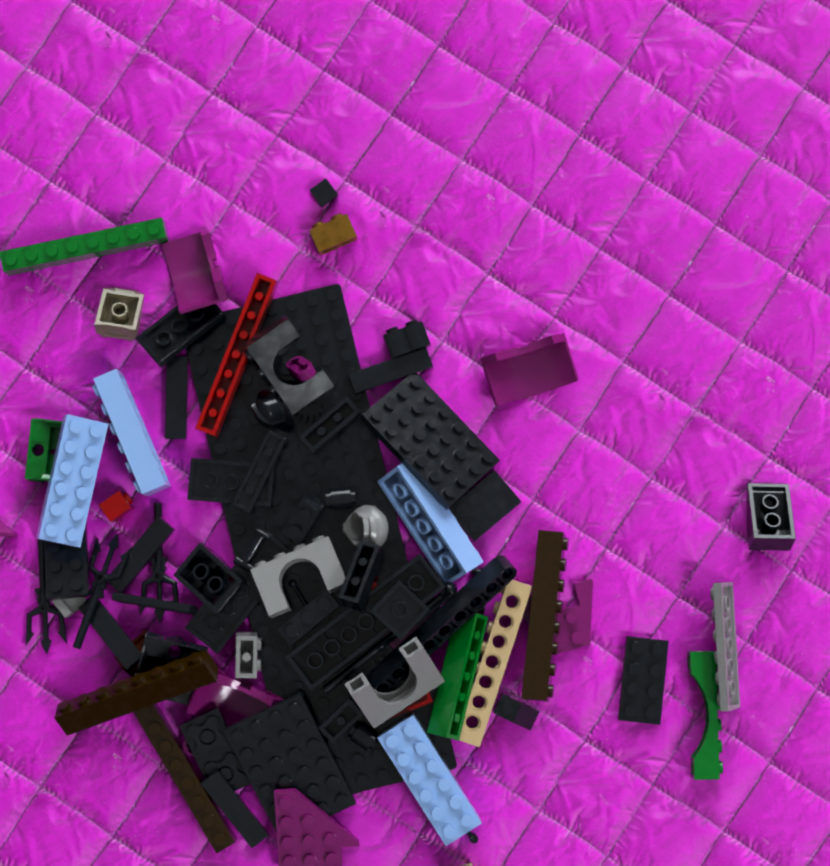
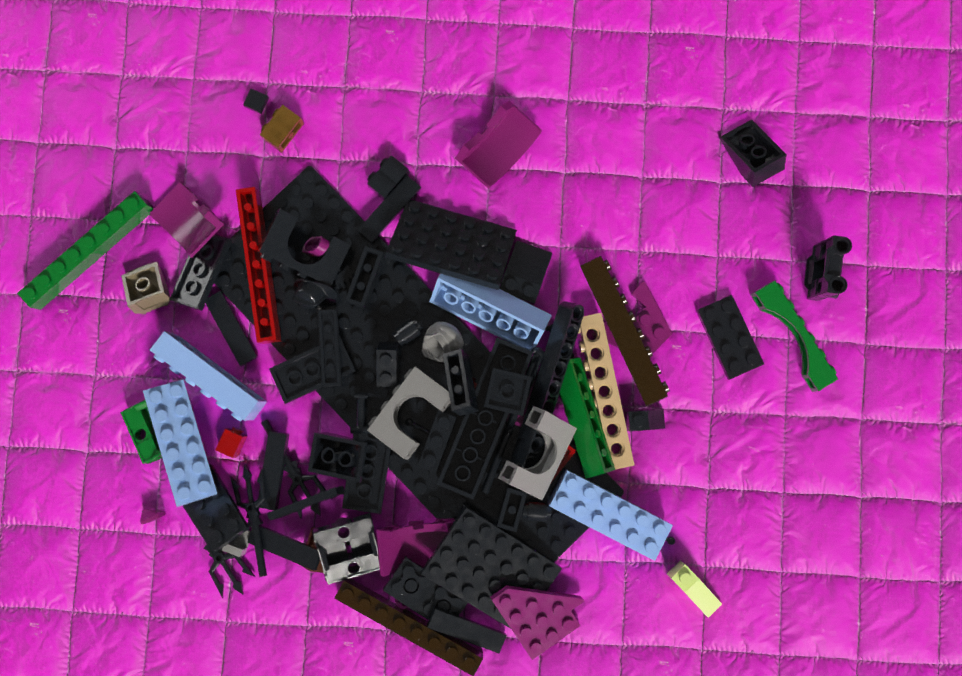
camera: 30 degrees left, 0 degrees up
(136, 692) = (332, 584): dark brown brick -> none
(246, 655) = (403, 499): light grey brick -> none
(726, 645) = (784, 278): light grey plate -> none
(767, 668) = (825, 268): none -> black piece

